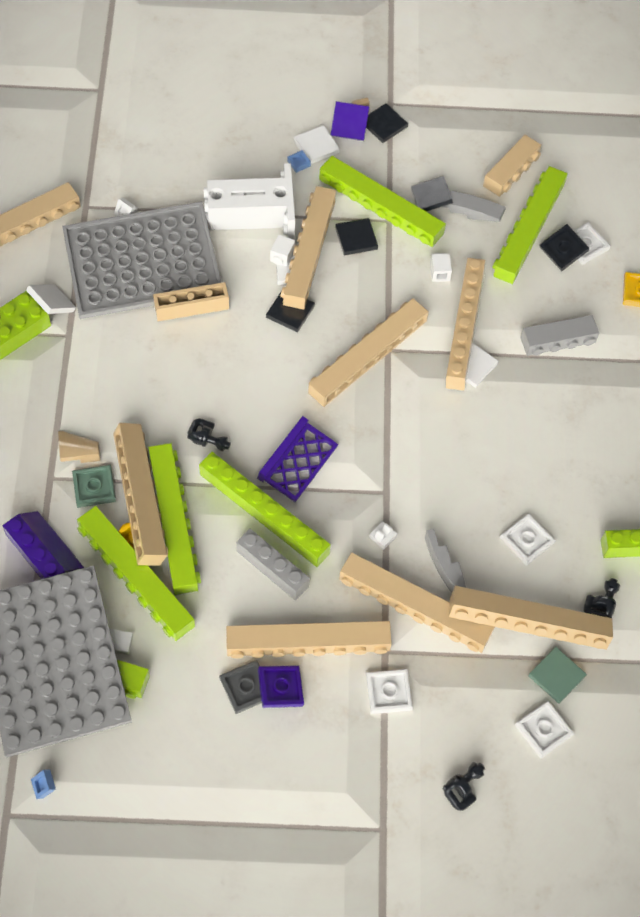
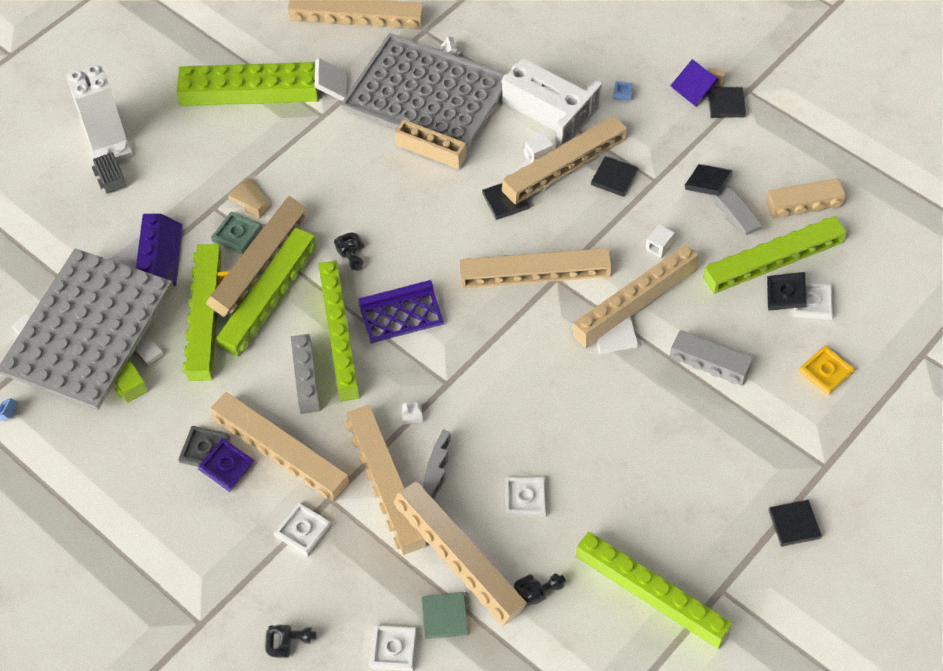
camera: 45 degrees right, 5 degrees down
(317, 144) = (651, 87): white tile -> none
(382, 201) = (661, 161): lime brick -> none

